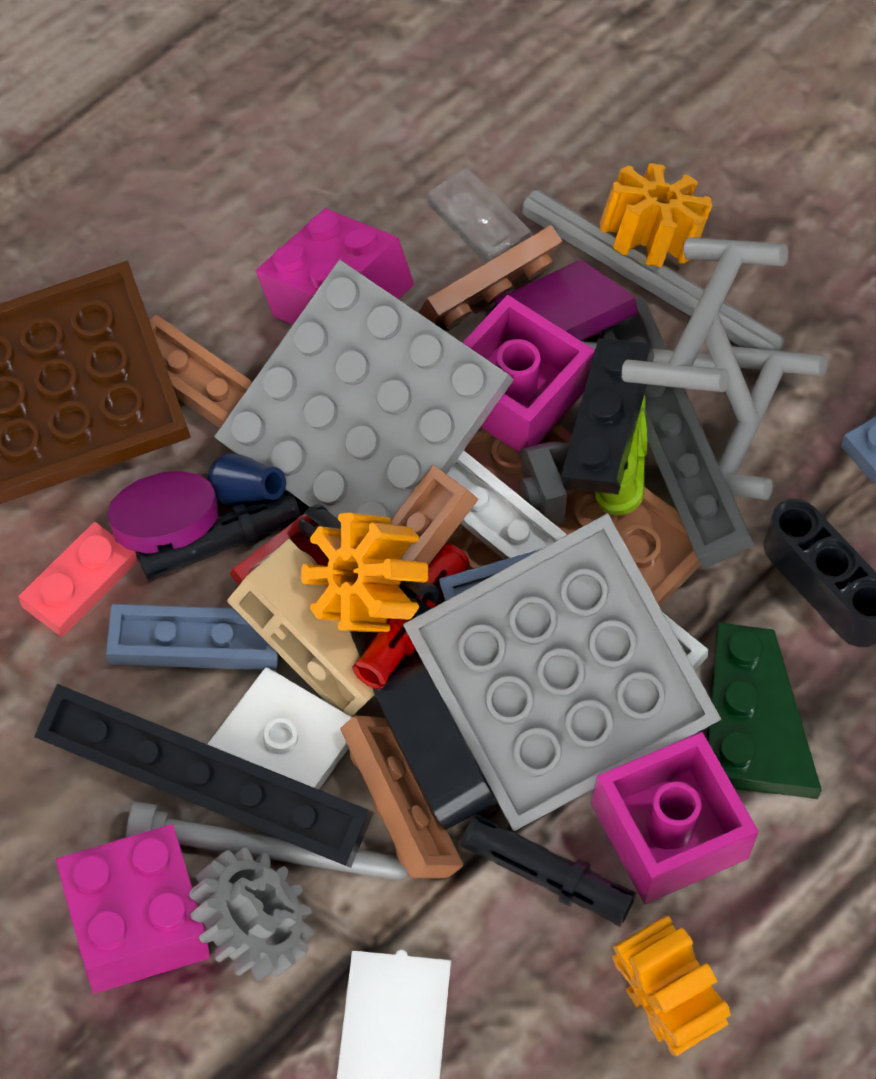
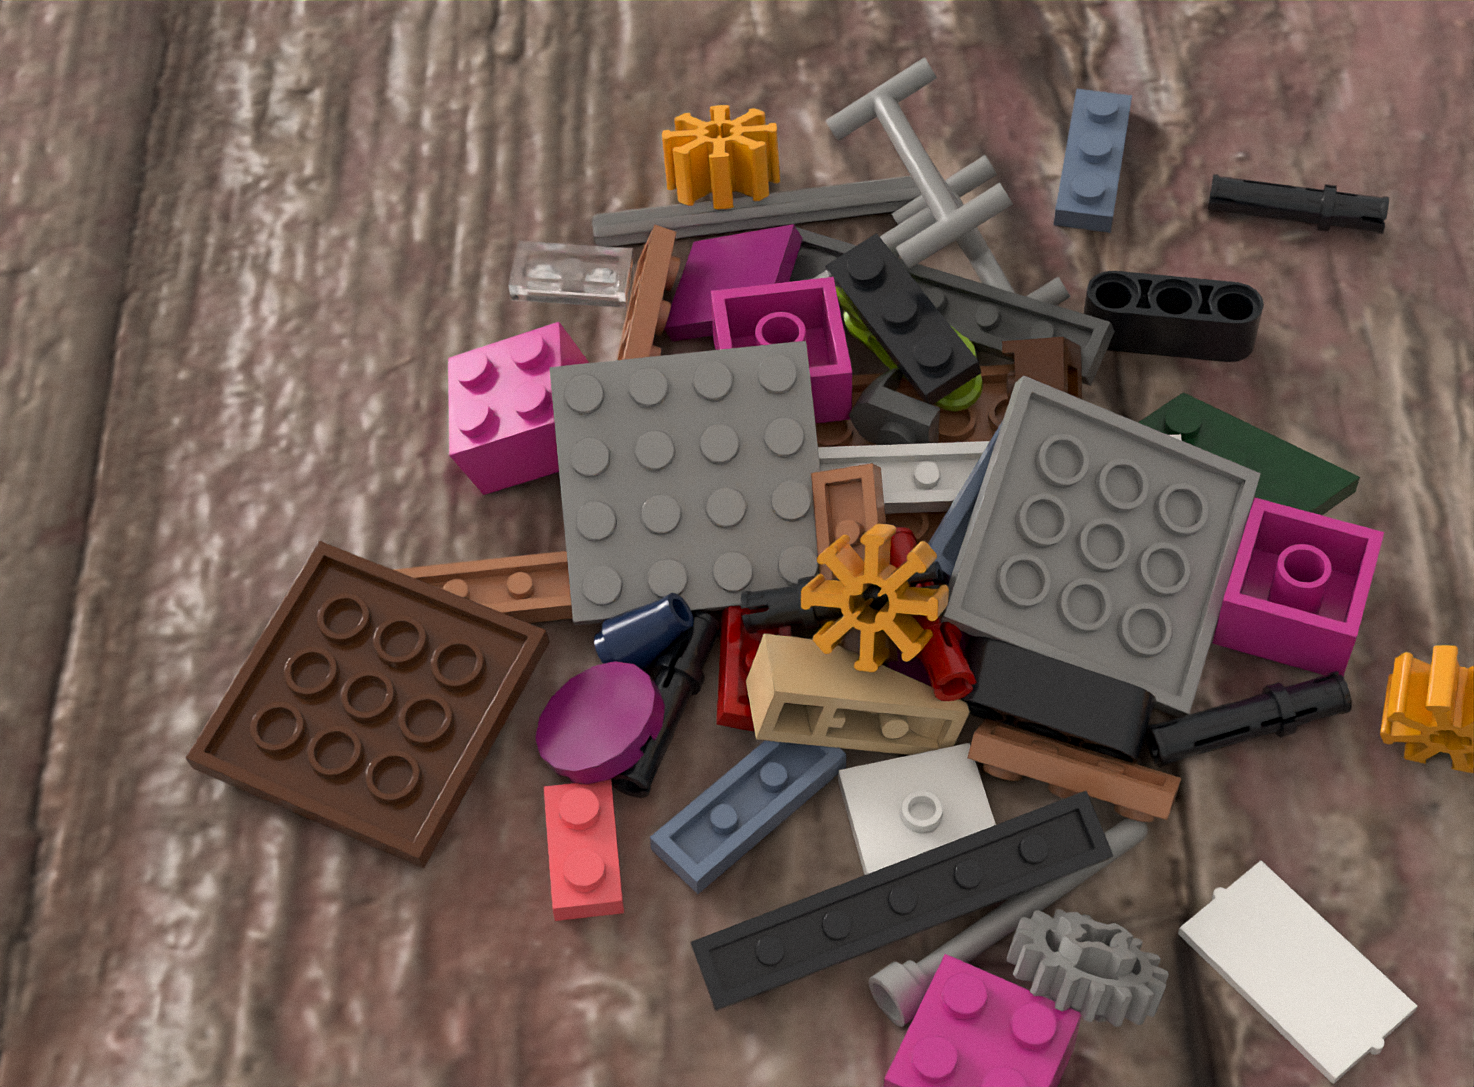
camera: 40 degrees left, 5 degrees down
(664, 538) = (1046, 360): none -> reddish brown brick

